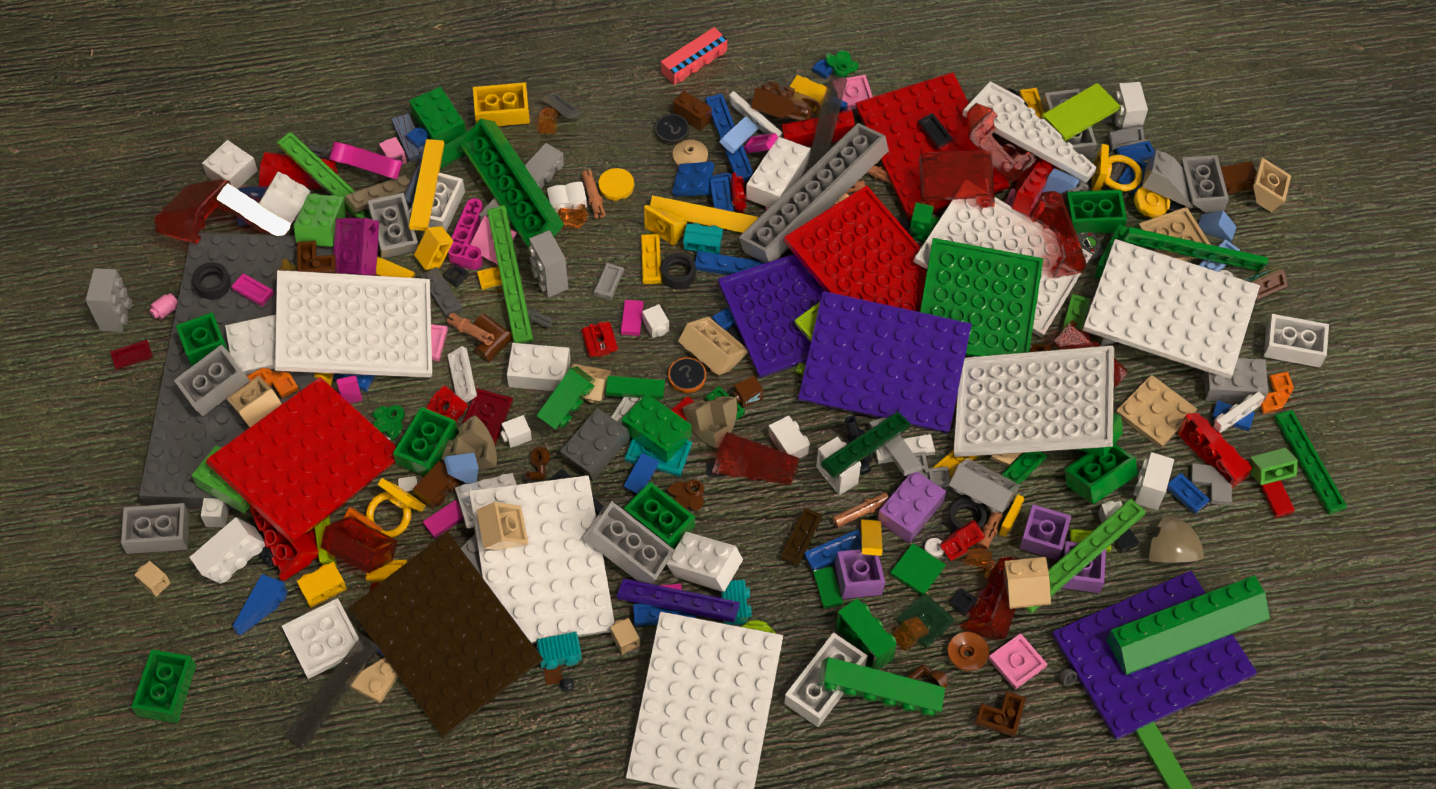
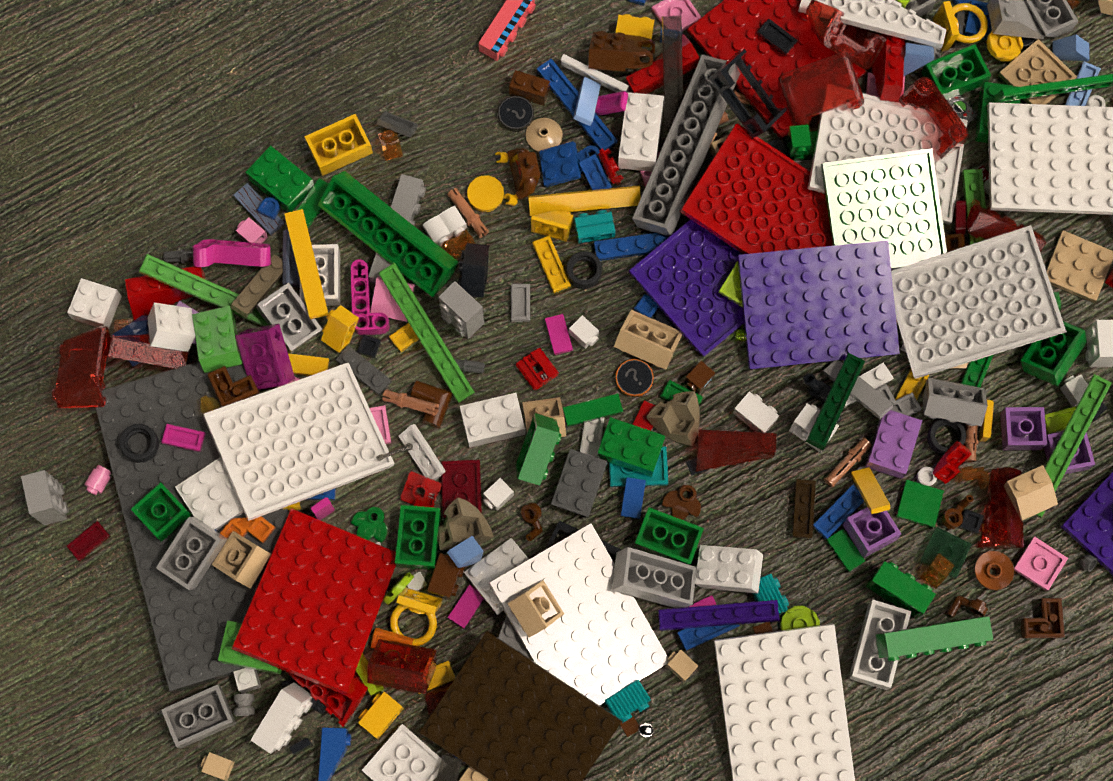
camera: 20 degrees left, 15 degrees up
(202, 532) = (244, 704): none -> light grey wheel
(236, 587) = (301, 746): none -> black tile
(393, 474) = (398, 588): none -> lime tile
(420, 362) = (409, 446): none -> clear smoke hinge
(576, 235) = (474, 269): none -> black brick
(657, 175) = (524, 172): none -> reddish brown torso
(879, 186) = (723, 82): none -> black hinge
(949, 589) = (955, 514): none -> reddish brown plate
(1054, 330) = (960, 217): none -> dark red beam

